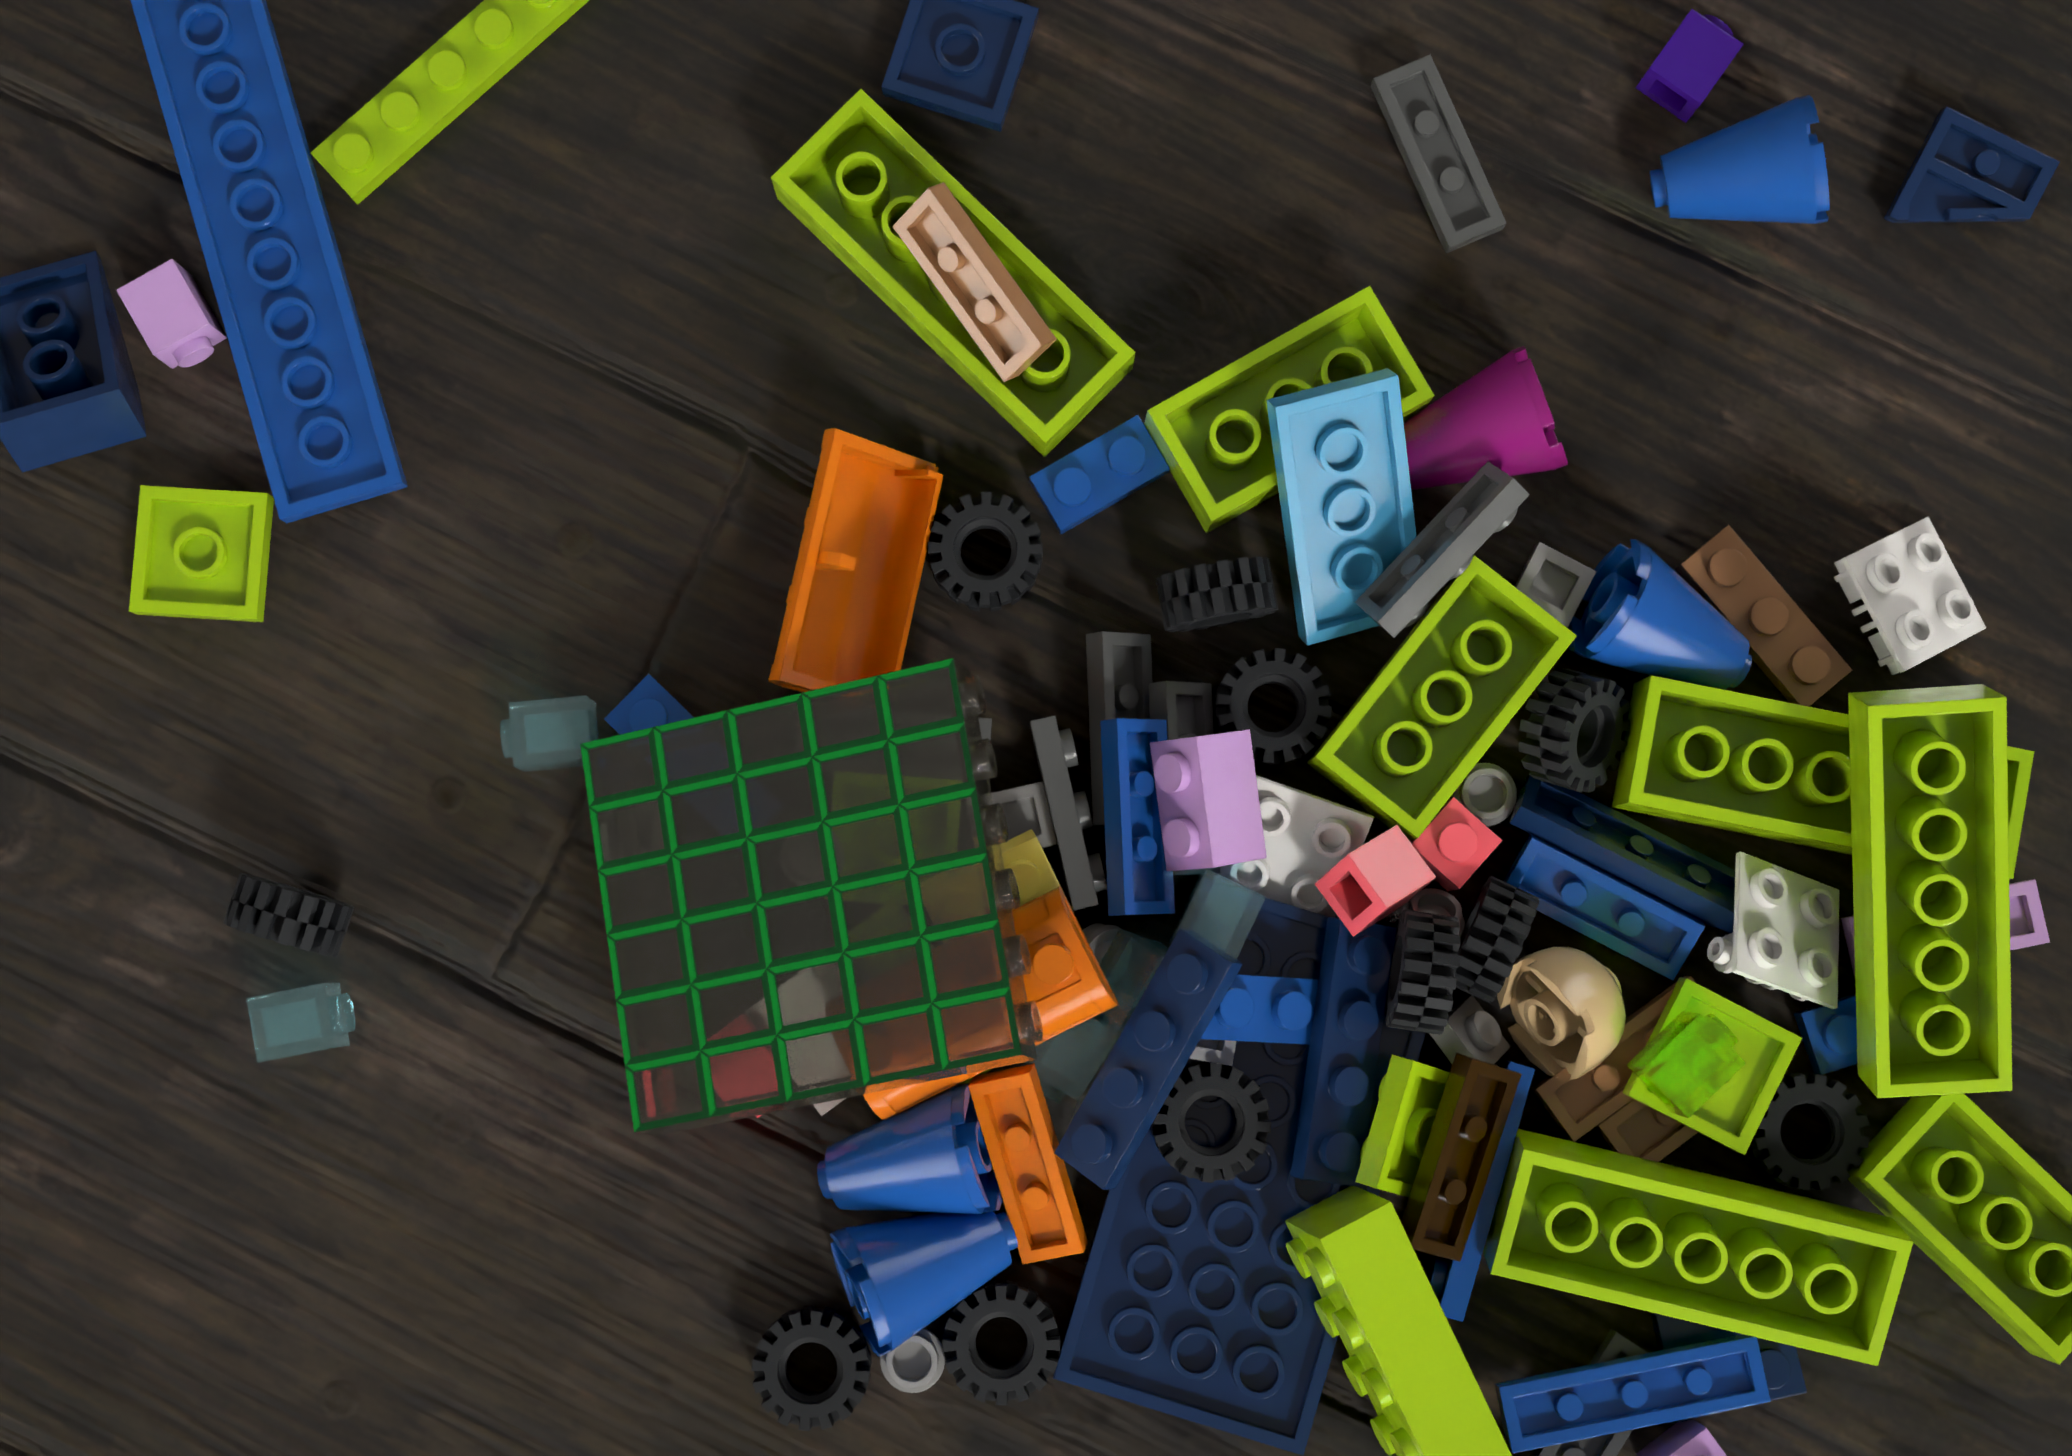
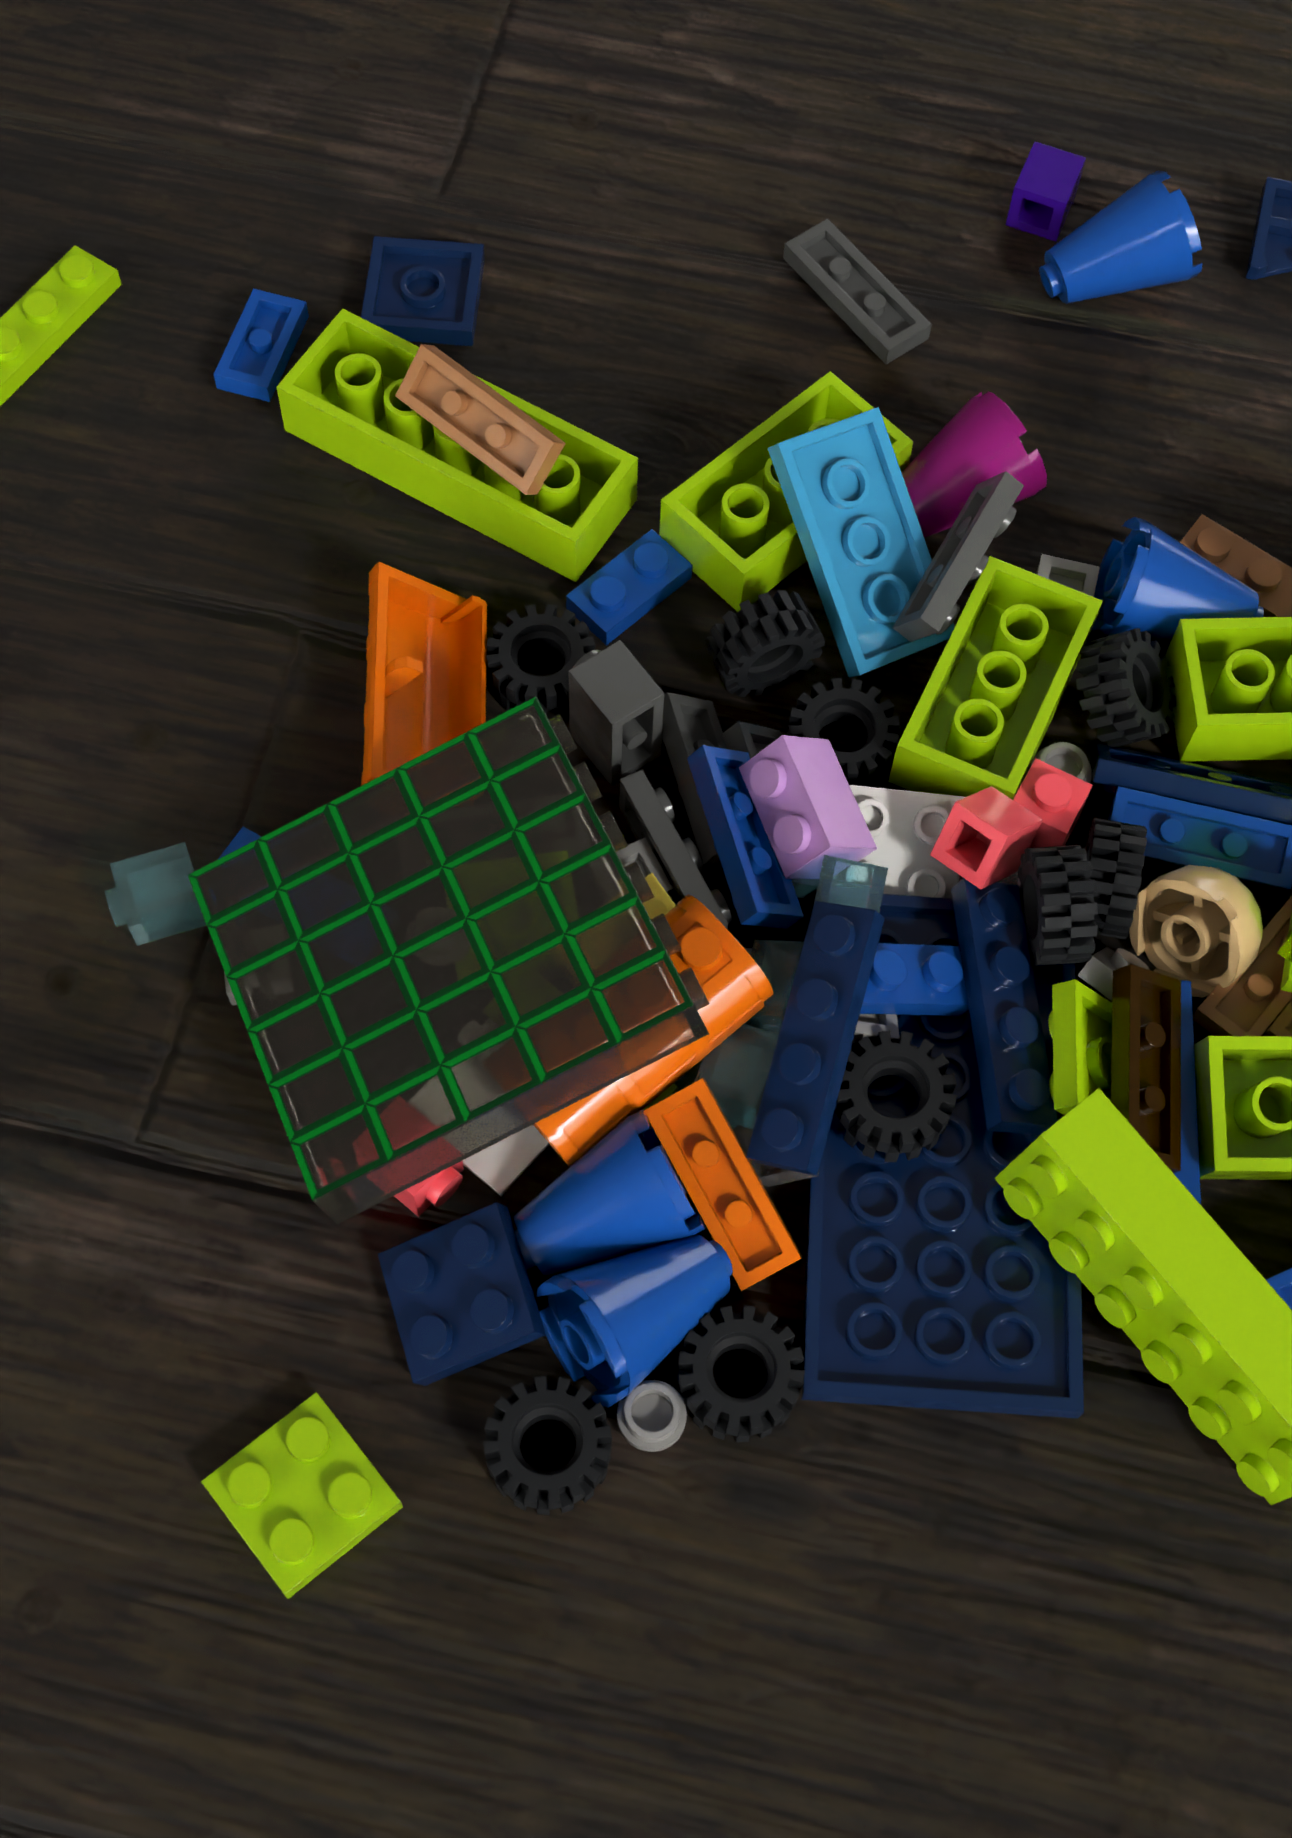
camera: 10 degrees left, 20 degrees down
(585, 1356) = (302, 1495): none -> lime plate
(762, 1212) = (461, 1294): none -> dark blue plate
(771, 86) = (261, 345): none -> blue plate
(1042, 641) = (615, 711): none -> dark grey brick

